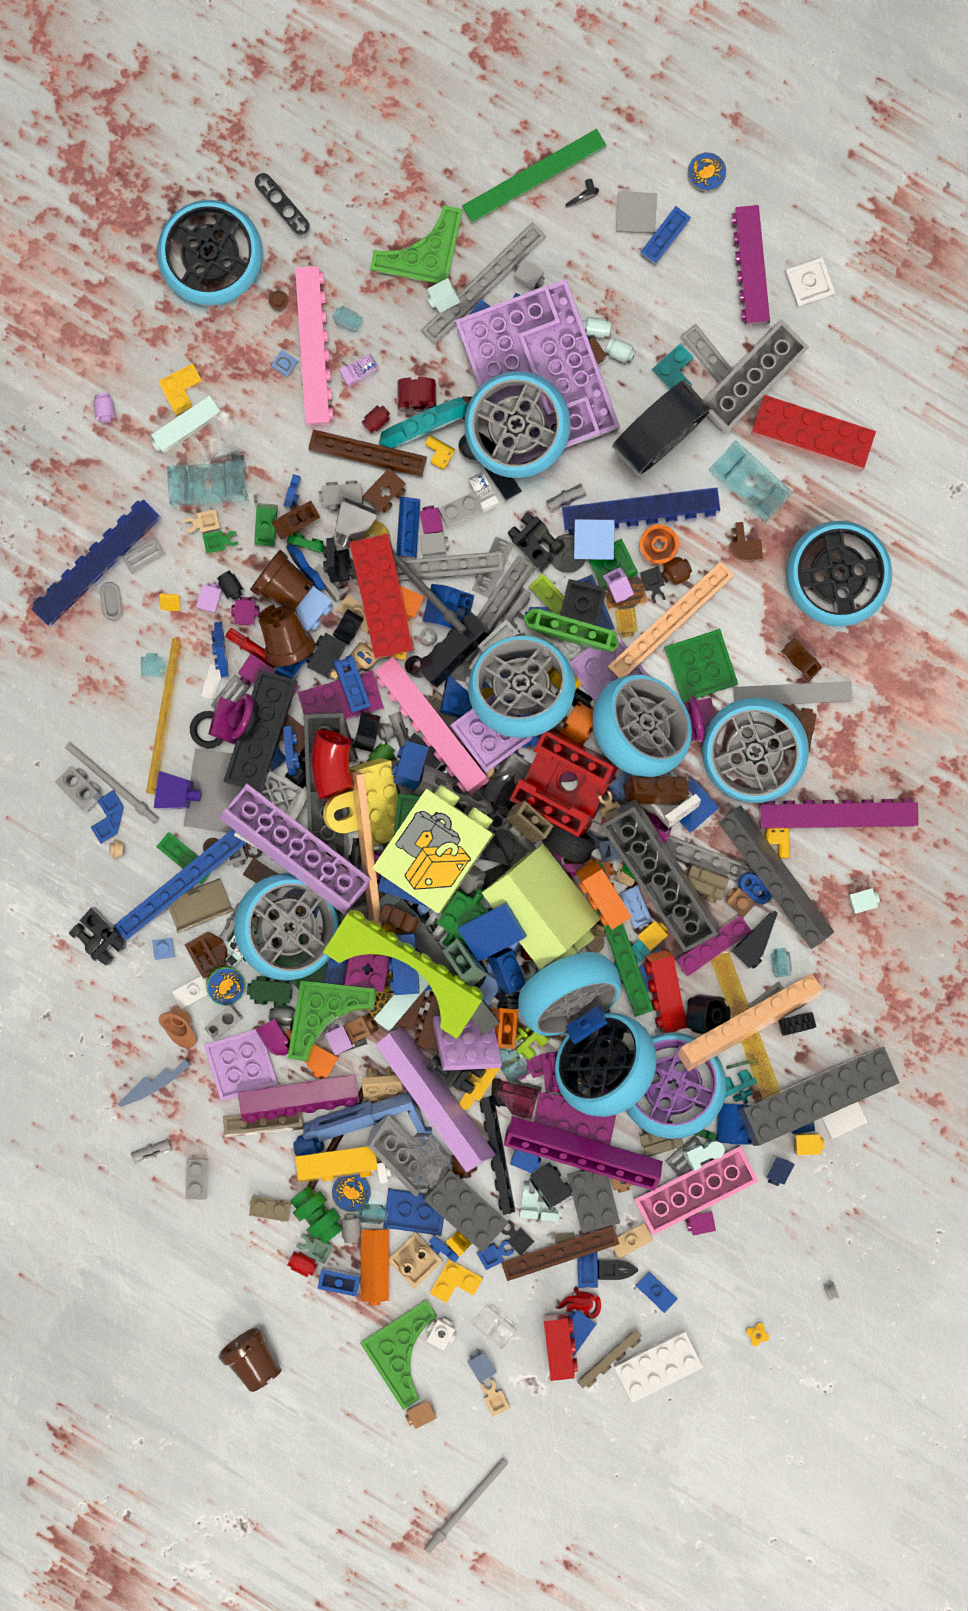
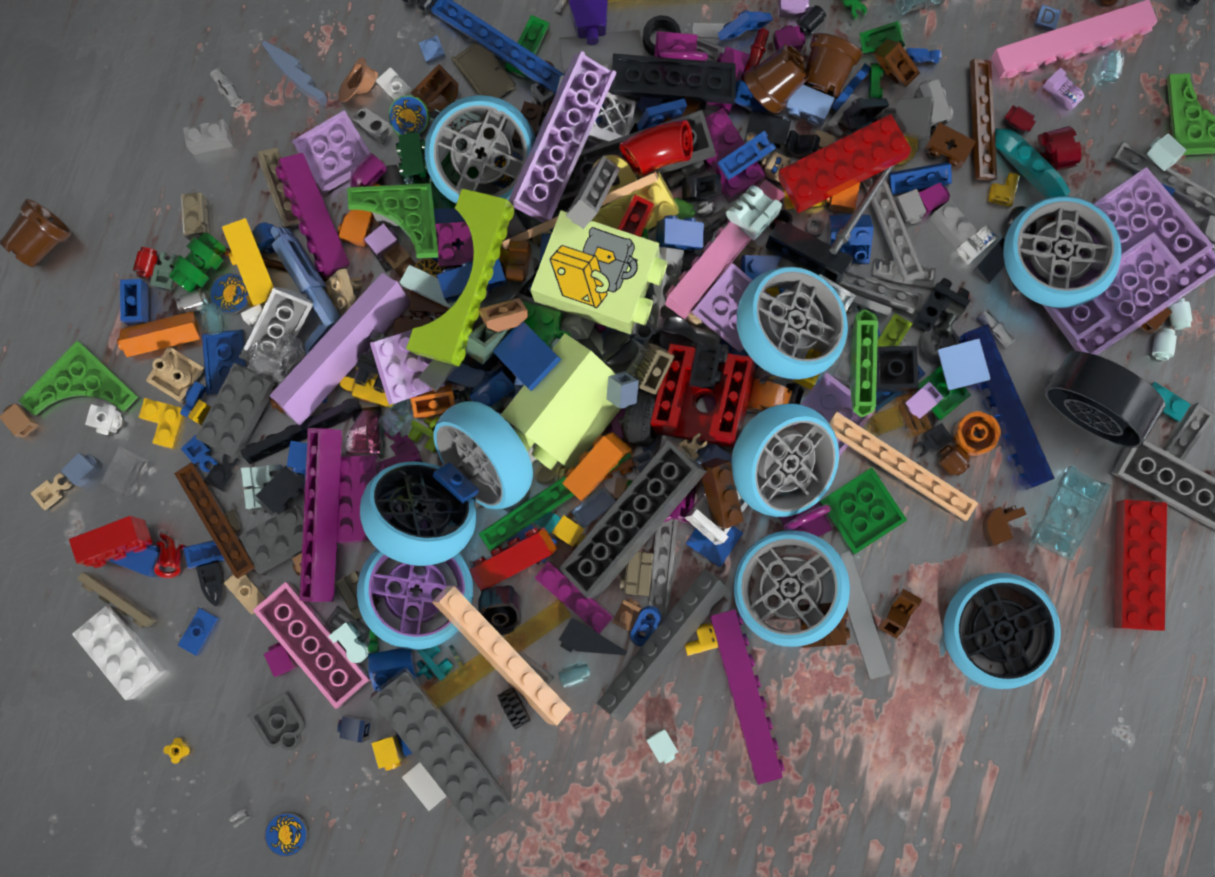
camera: 75 degrees right, 5 degrees down
(362, 834) = (593, 192): none -> light grey brick
(391, 802) = (637, 216): none -> red brick
(415, 695) = (753, 212): none -> light aqua legs
(449, 943) = (504, 315): none -> nougat slope
(538, 773) = (706, 366): none -> black bracket
(543, 854) = (622, 390): none -> sand blue brick
(756, 1237) = (278, 723): none -> dark grey plate
(856, 1253) = (286, 834): none -> tile

